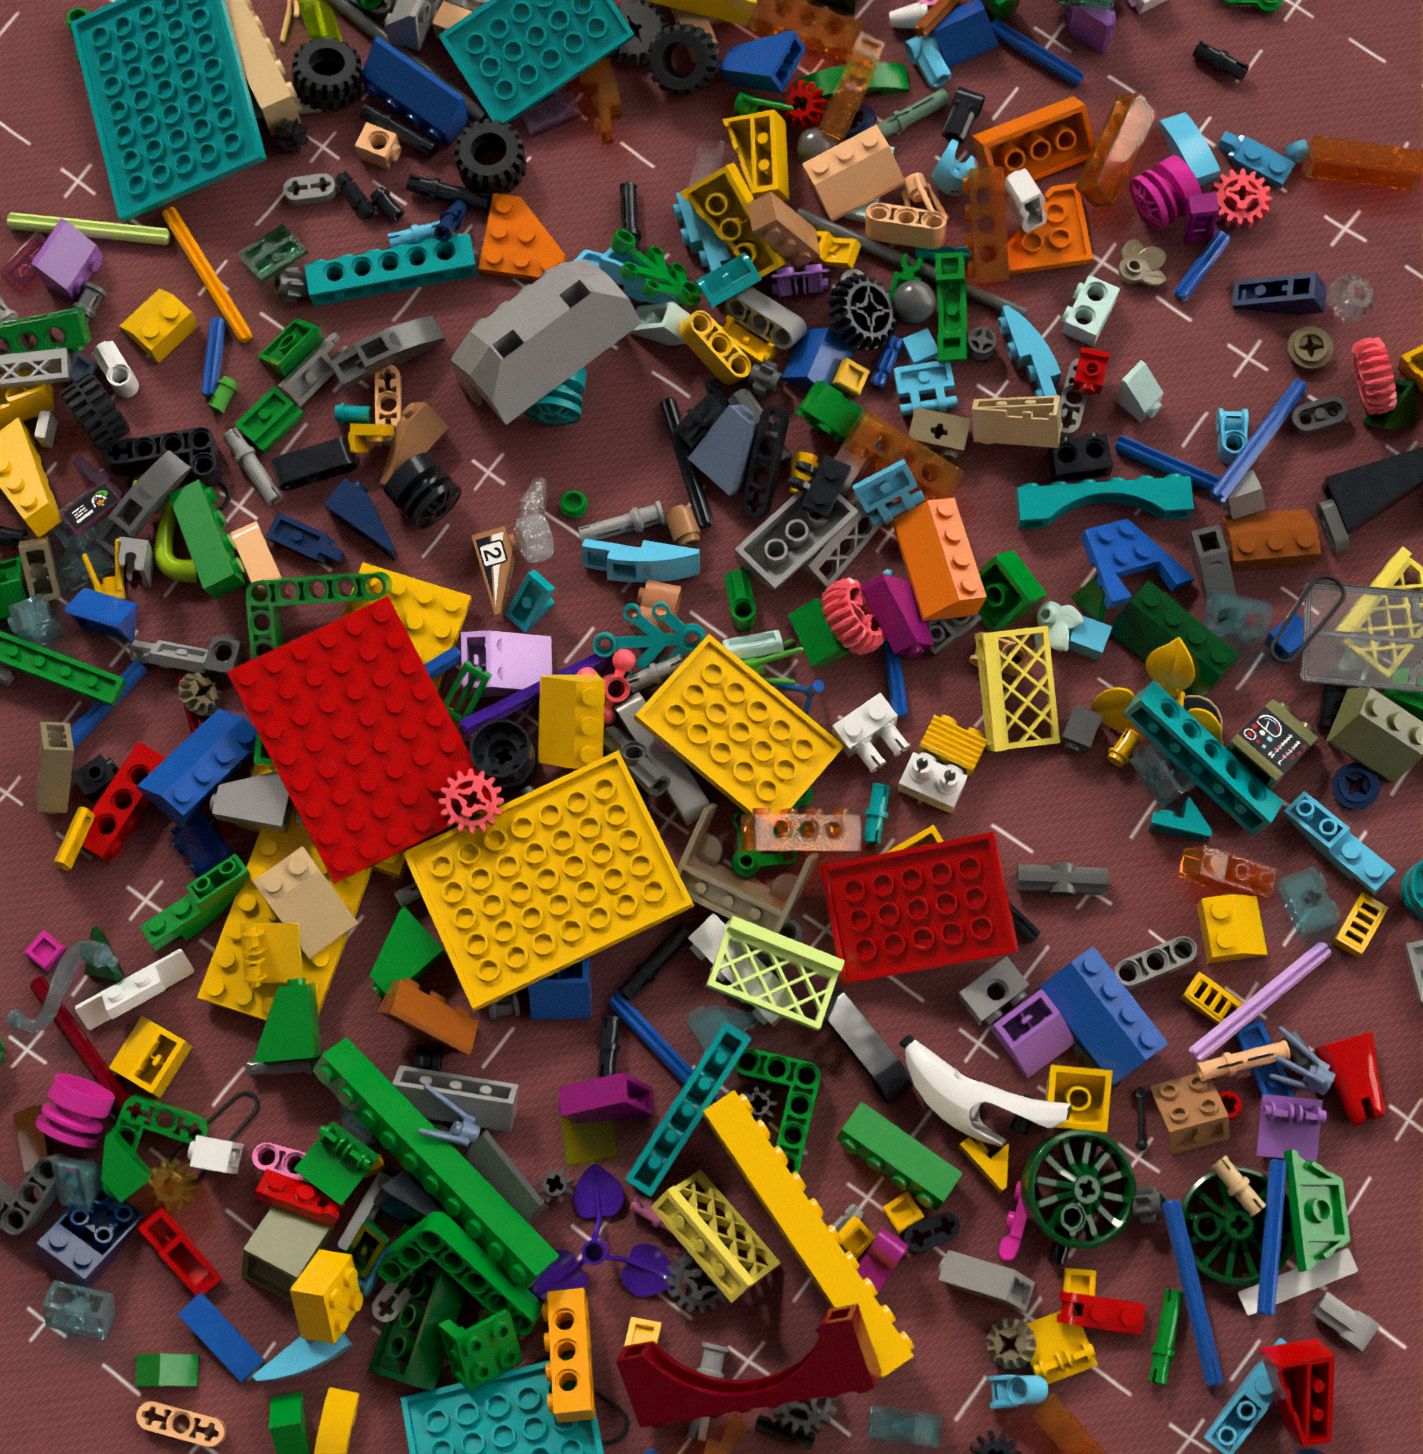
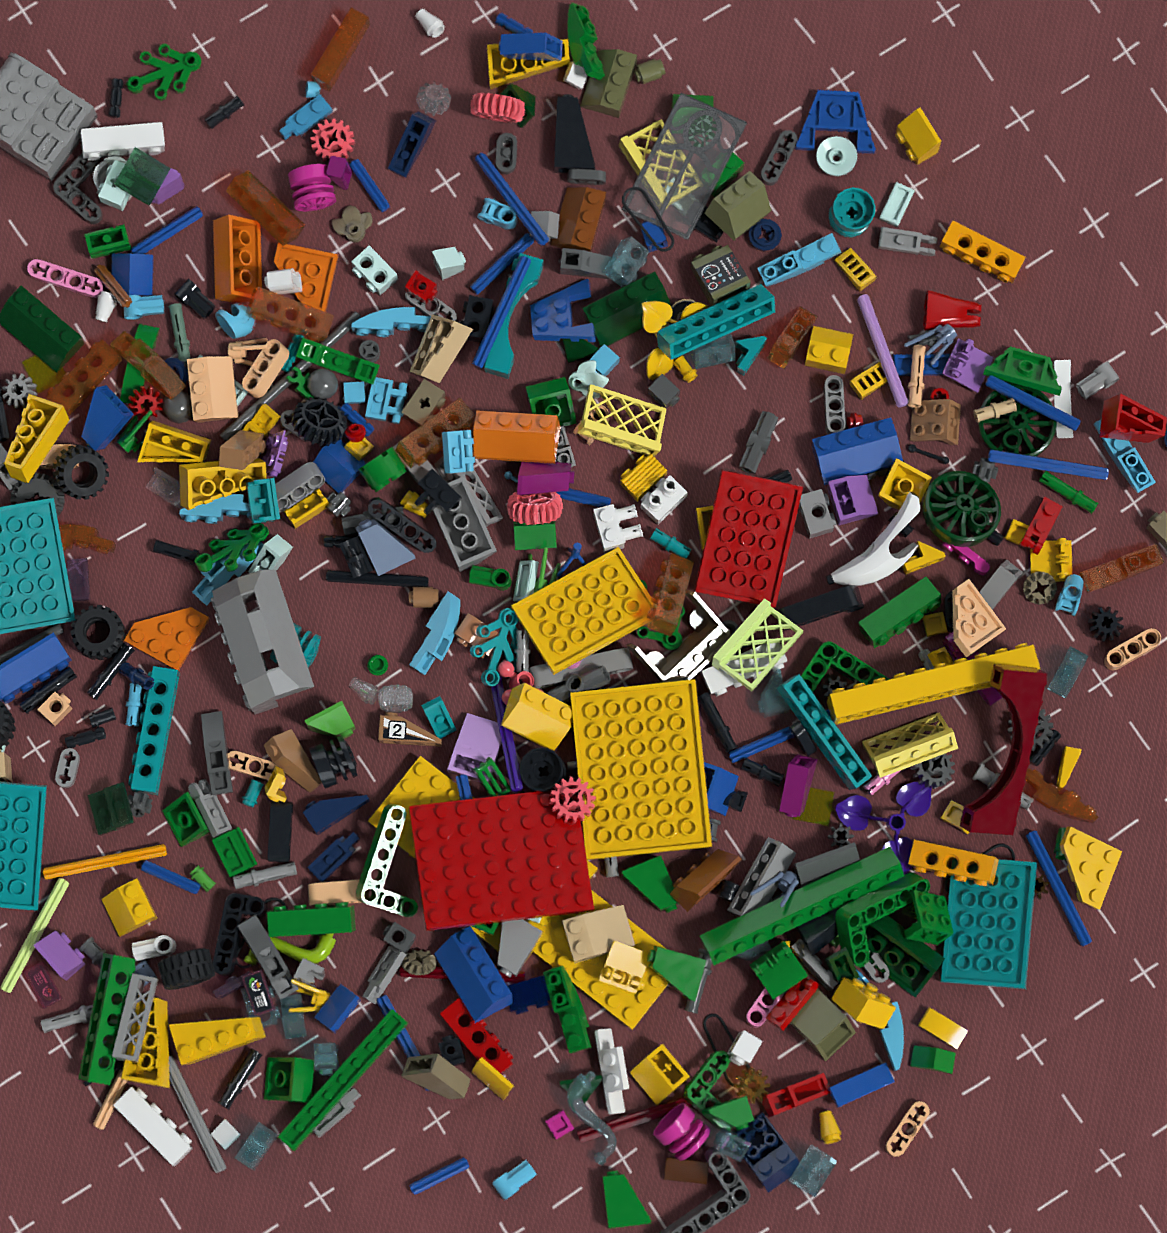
camera: 75 degrees left, 5 degrees up
(39, 568) = (289, 1043): dark tan brick -> none
(45, 429) = (180, 1011): white tile -> none
(148, 1312) = (829, 1129): none -> yellow cone
(167, 1370) = (869, 1128): green slope -> none
(295, 129) = (22, 766): black gear -> none
(477, 472) = (332, 722): none -> bright green slope
(557, 1025) = (736, 800): none -> black tile
(635, 520) = (406, 627): light grey pin -> none
(671, 1084) = (802, 739): none -> black beam
(701, 344) = (305, 528): yellow beam -> none
(866, 363) = (355, 432): none -> red plate
(921, 1258) = (973, 619): none -> light nougat plate
(1099, 480) = (501, 312): none -> blue axle
(1145, 998) = (854, 420): none -> red plate
(1189, 144) = (281, 158): medium azure slope -> none
(1306, 917) = (820, 300): clear light blue brick -> none
(1318, 339) = (451, 132): dark tan gear -> none

